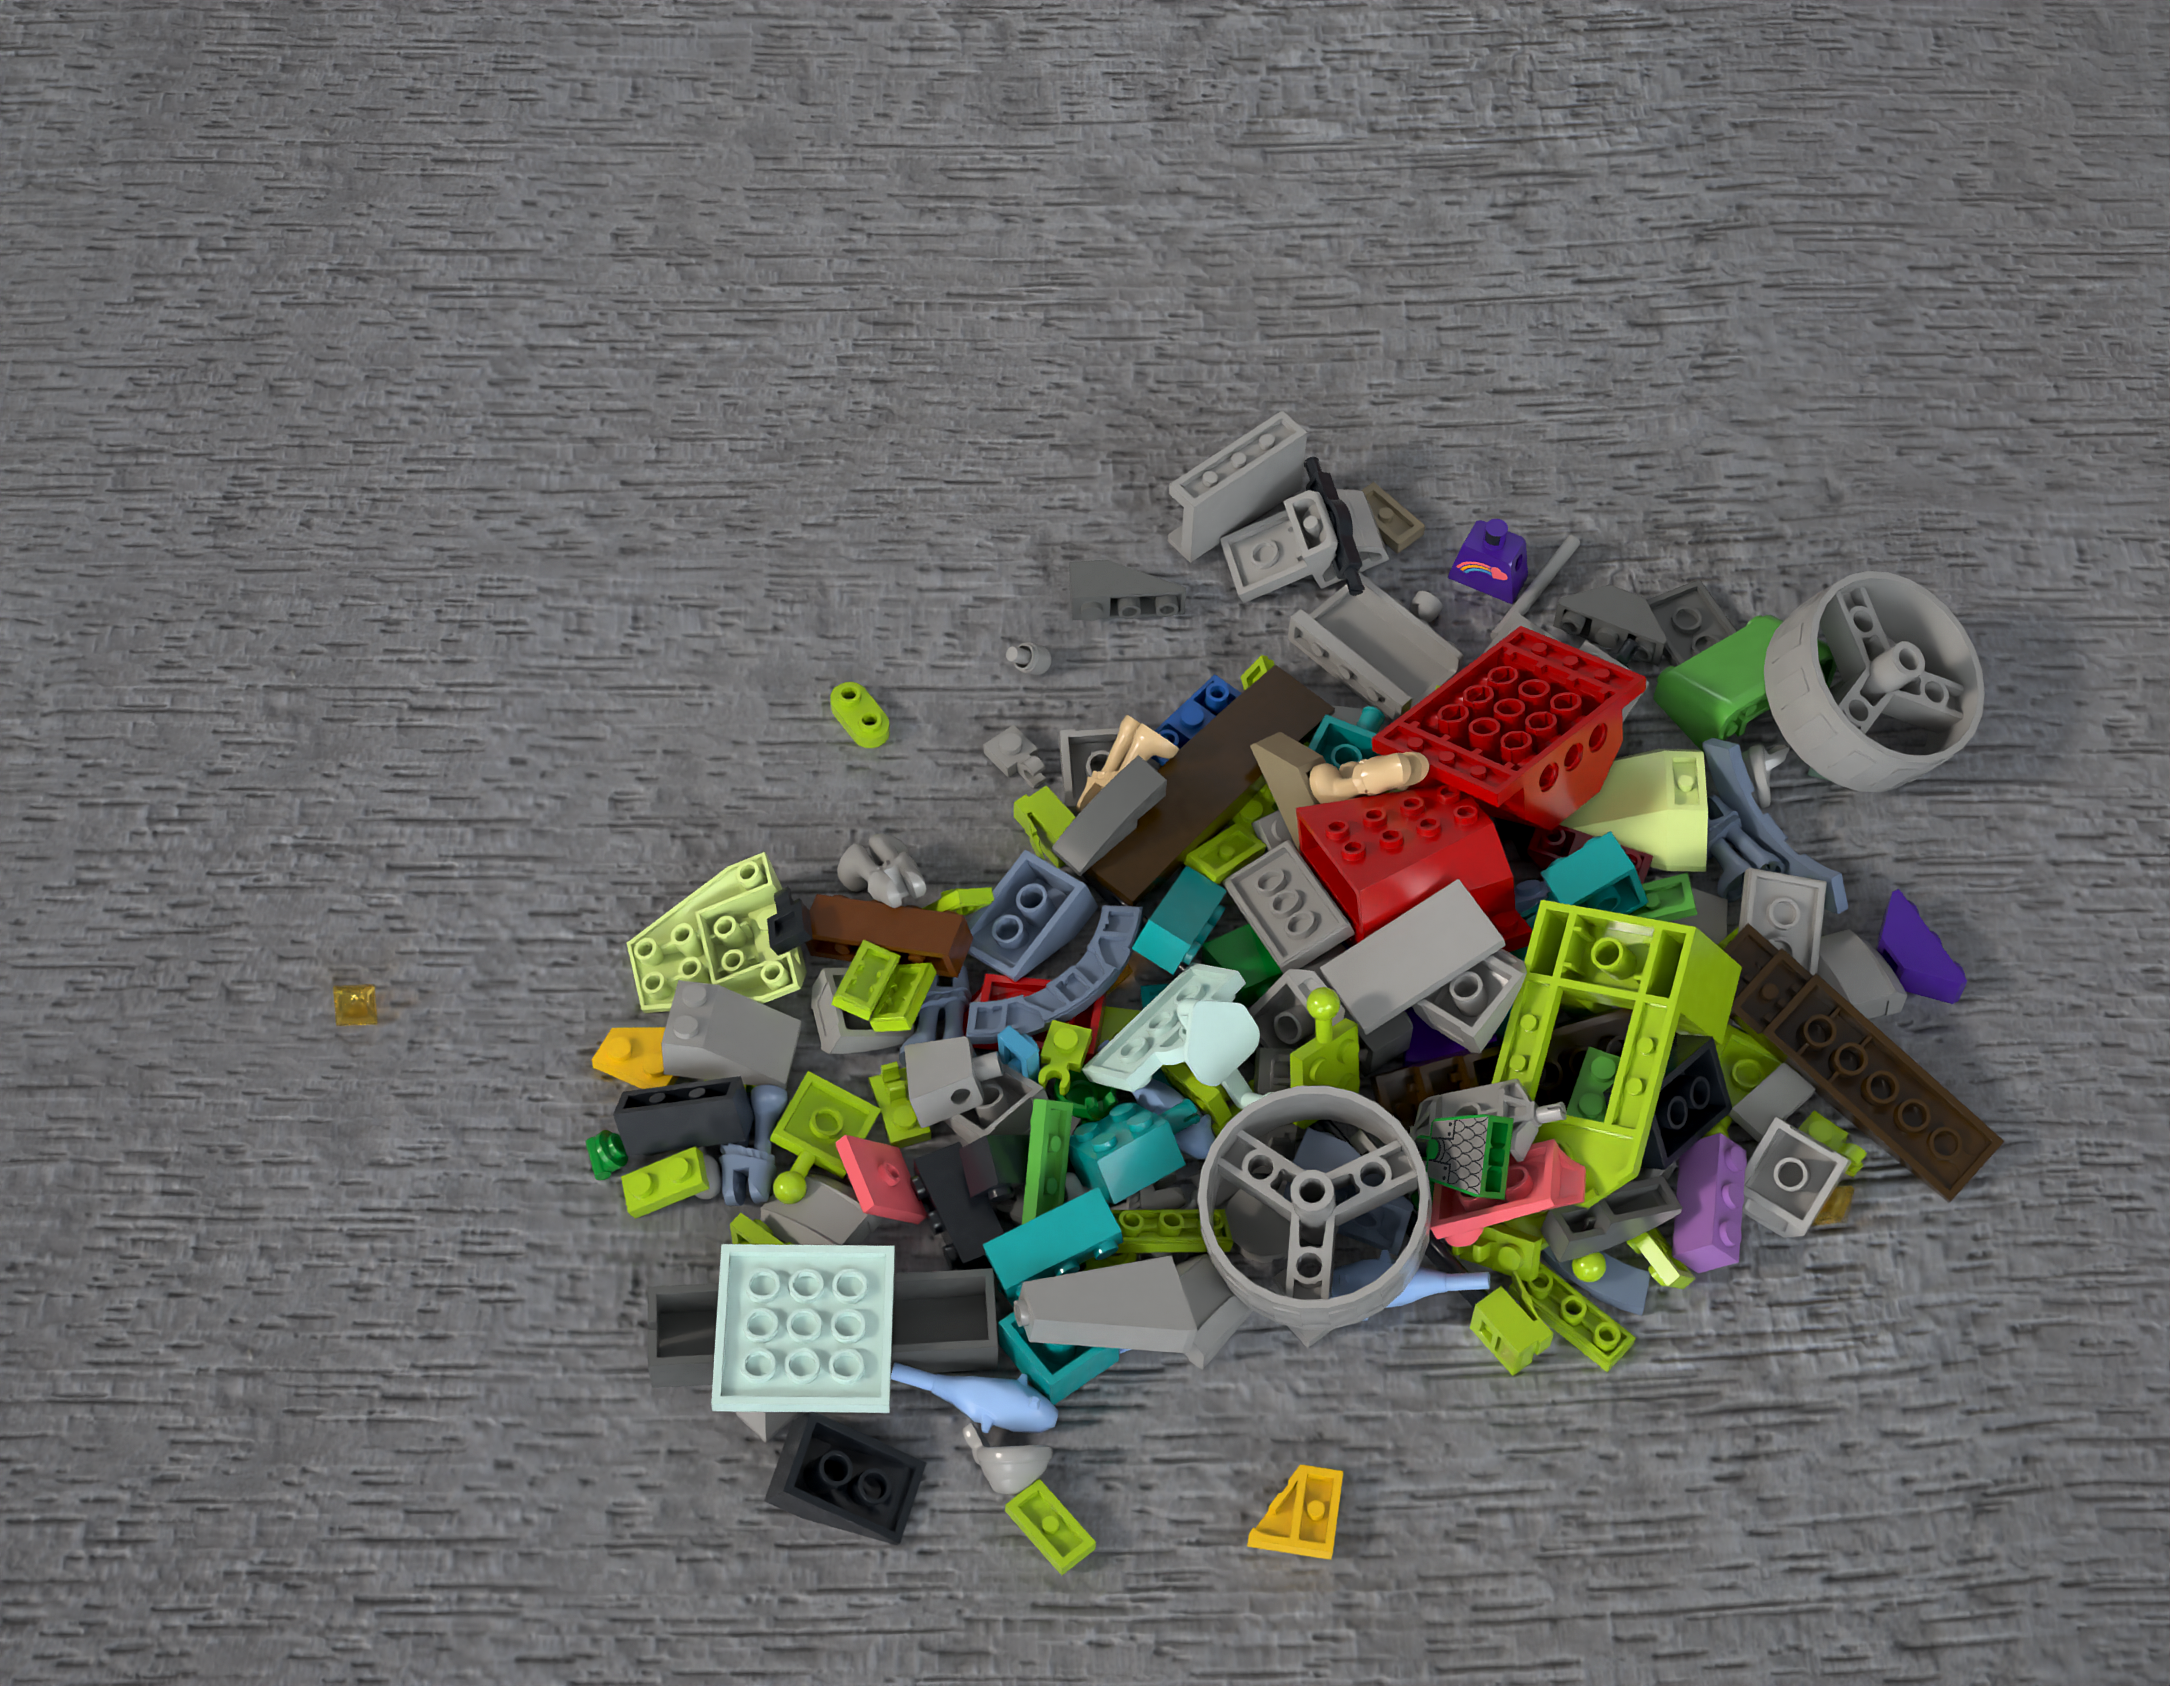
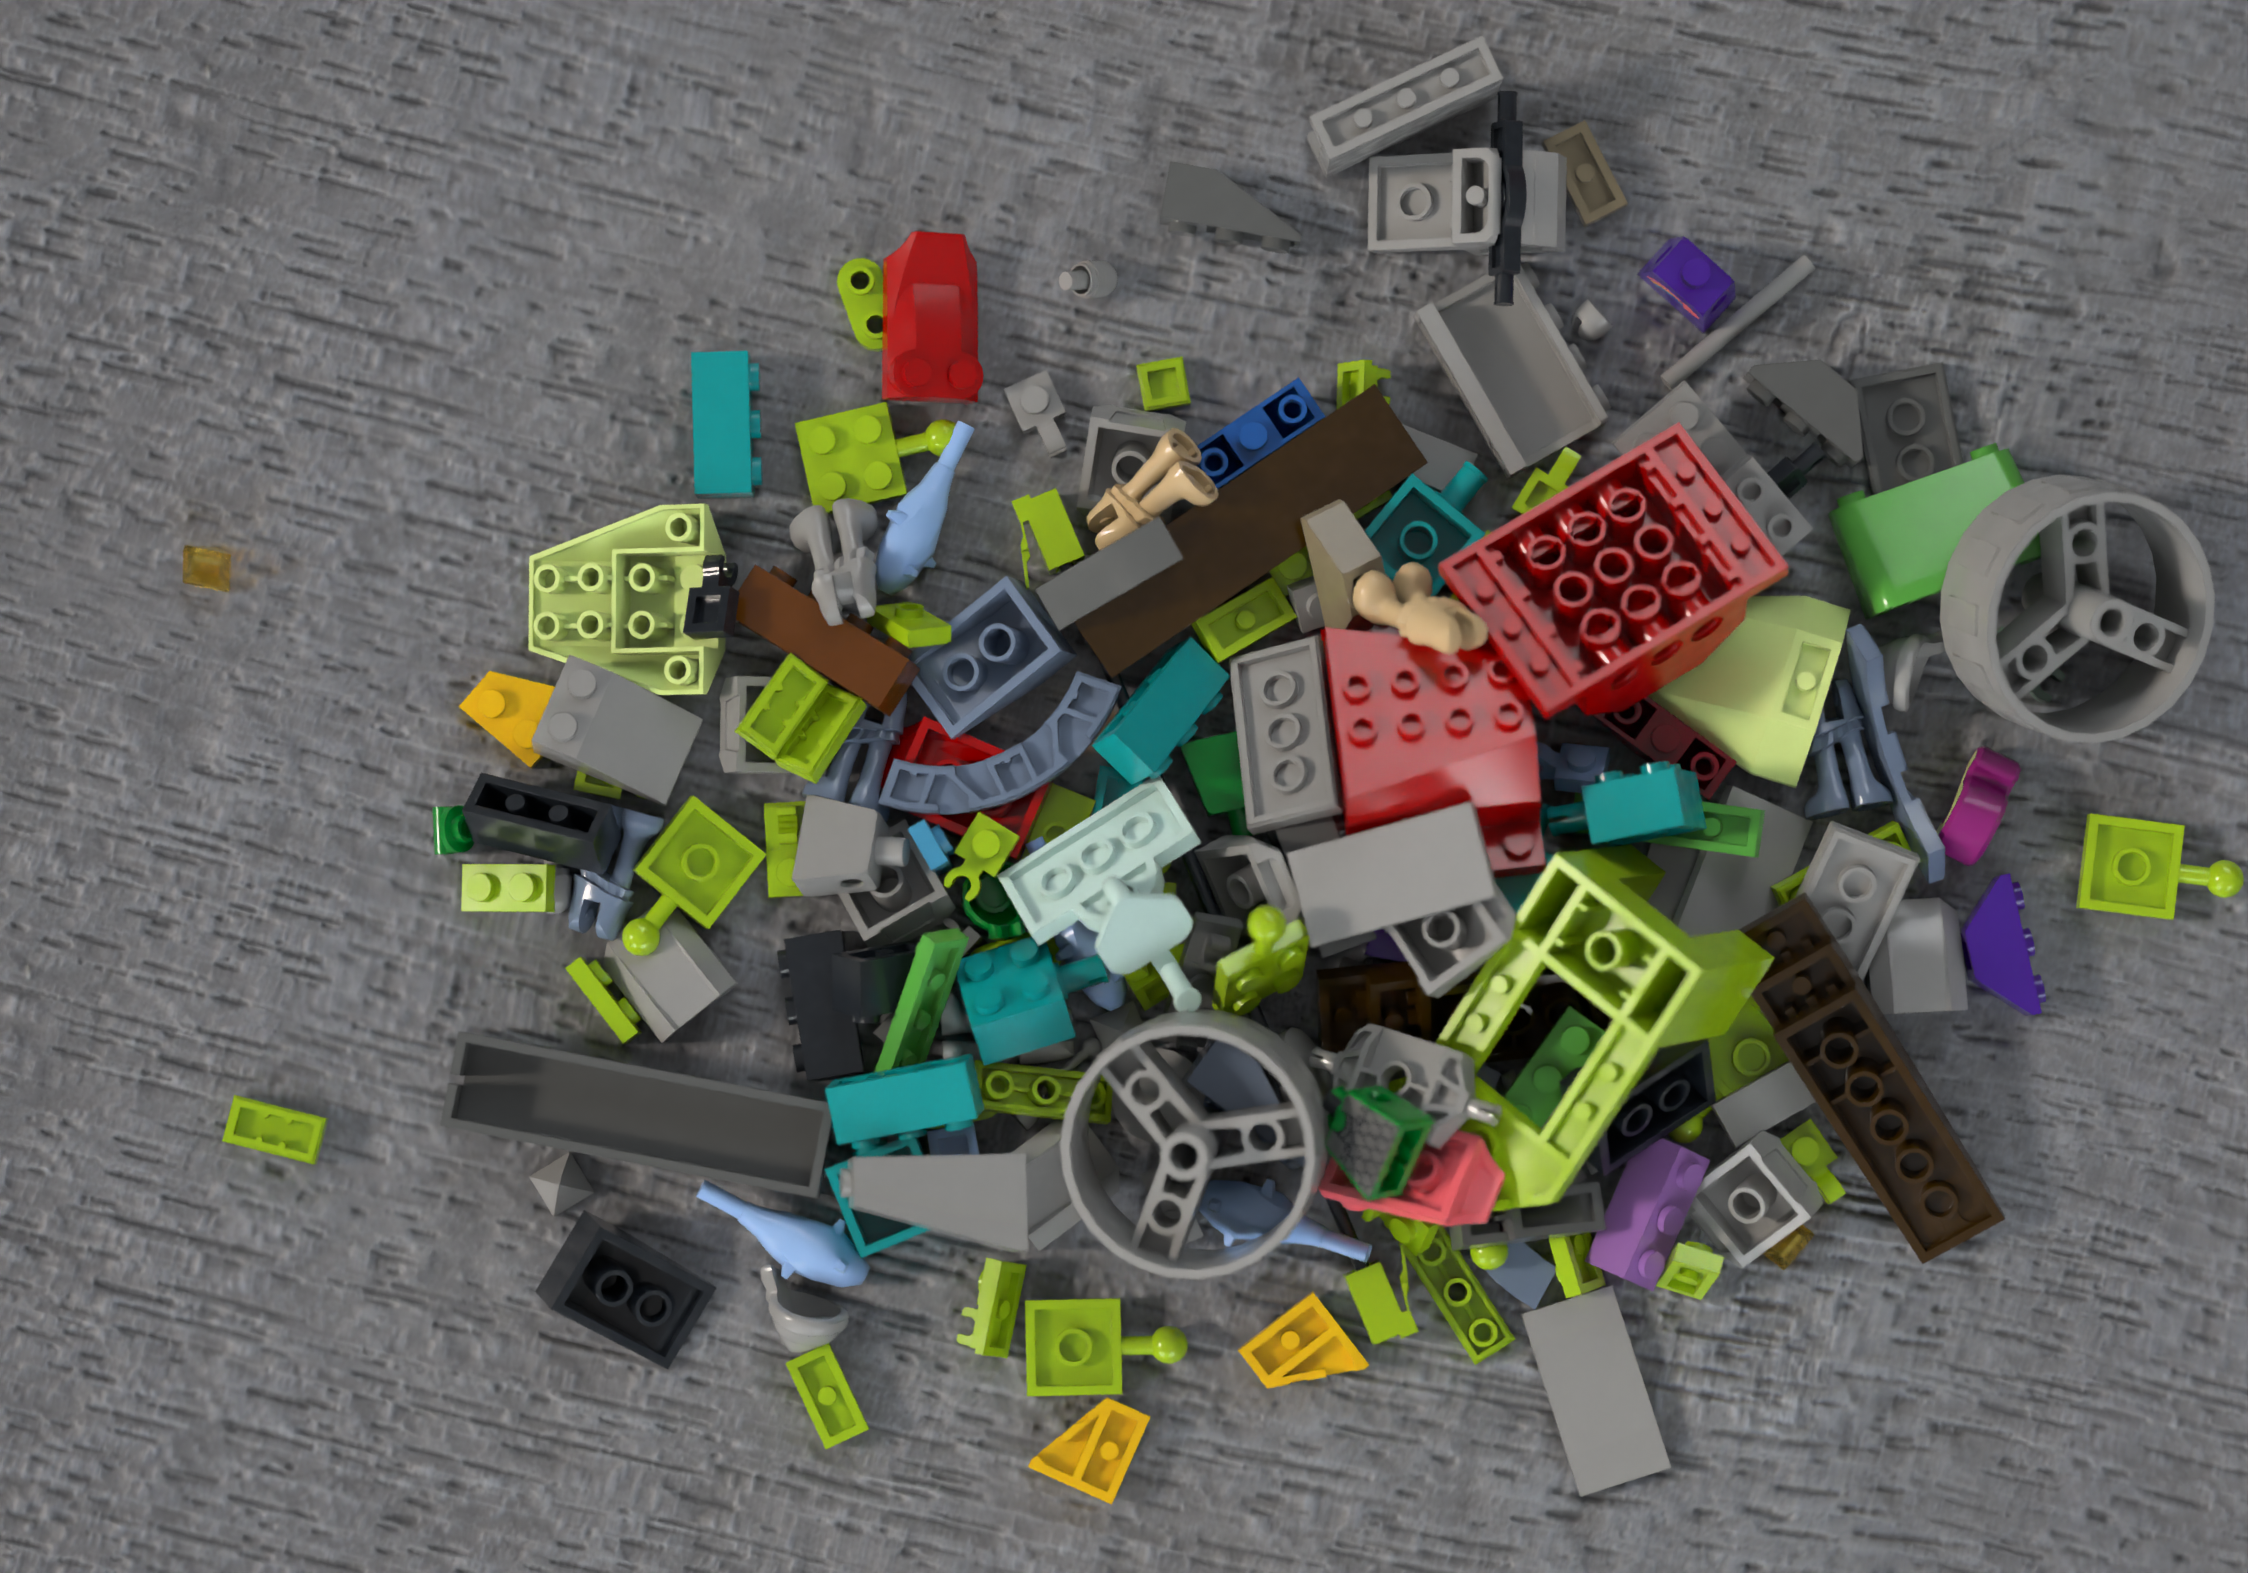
camera: 15 degrees right, 30 degrees up
(498, 1424) = (275, 1129): none -> lime plate
(766, 810) = (725, 424): none -> teal brick
(804, 1328) = (612, 1132): light aqua plate -> none
(880, 1179) = (742, 952): coral plate -> none
(885, 808) = (859, 455): none -> lime plate
(913, 708) = (931, 321): none -> red slope
(941, 840) = (918, 520): none -> light blue piece
(1105, 713) = (1163, 384): none -> lime tile
(1181, 1422) = (997, 1308): none -> lime plate
(1262, 1433) = (1080, 1347): none -> lime plate
(1456, 1386) = (1301, 1346): none -> yellow wing
(1719, 1365) = (1595, 1390): none -> light grey tile
(1764, 1236) = (1690, 1269): none -> lime plate
(1854, 854) = (1978, 805): none -> magenta animal
(1995, 875) = (2137, 868): none -> lime plate

